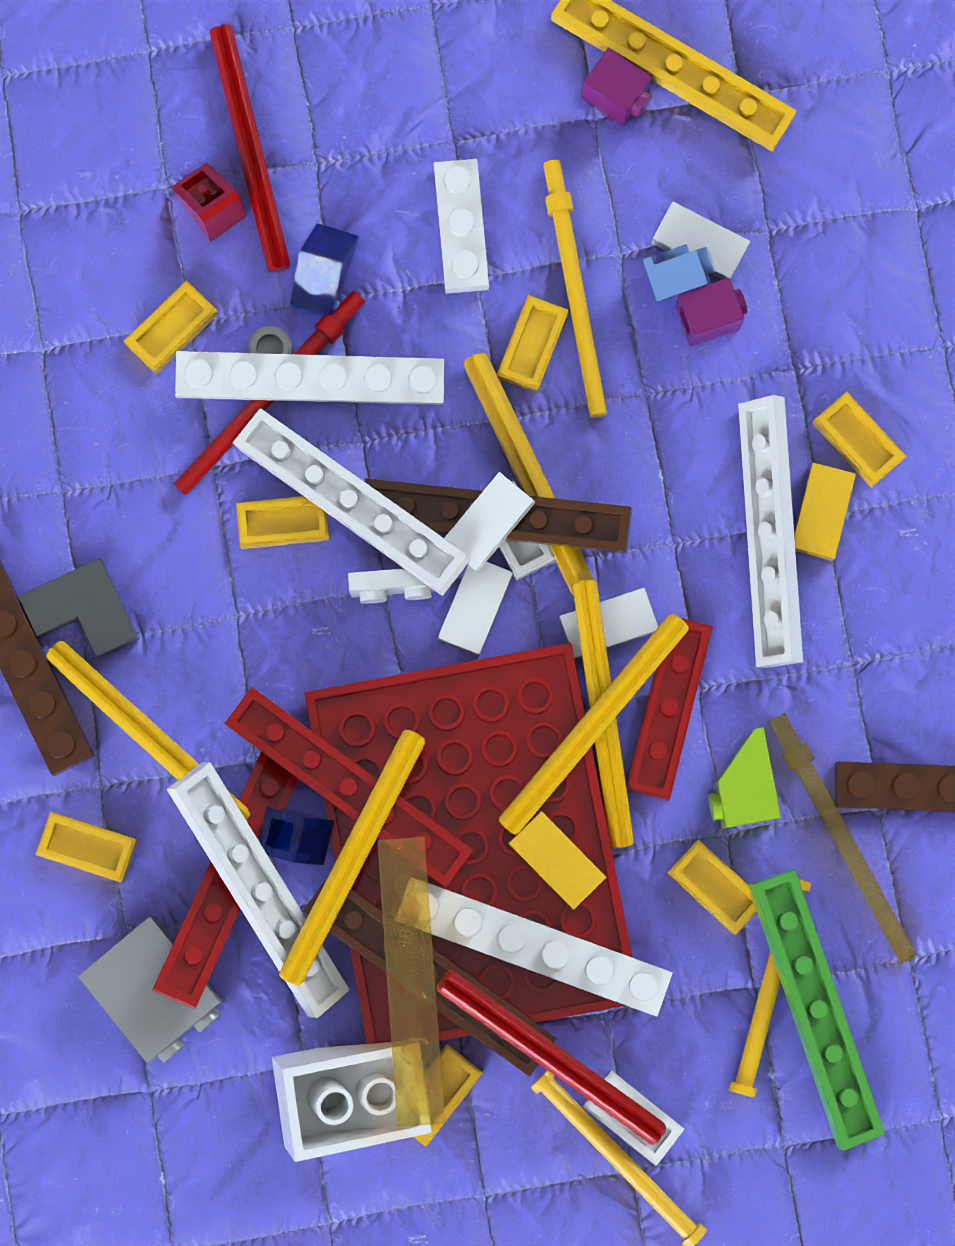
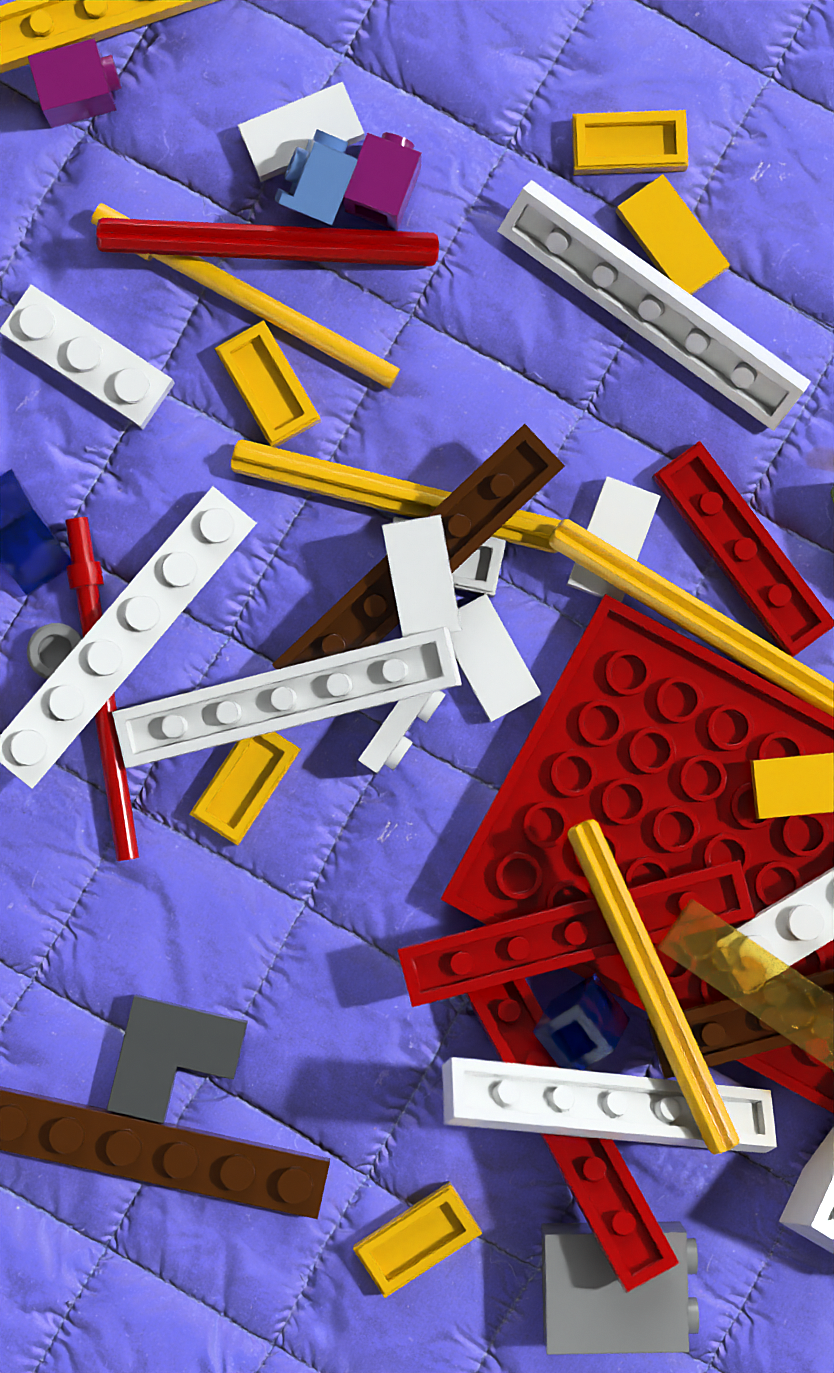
camera: 55 degrees left, 5 degrees up
(125, 713) = (324, 1095): yellow axle -> none
(593, 723) = (708, 638): yellow axle -> none
(616, 274) = (266, 242): none -> red axle

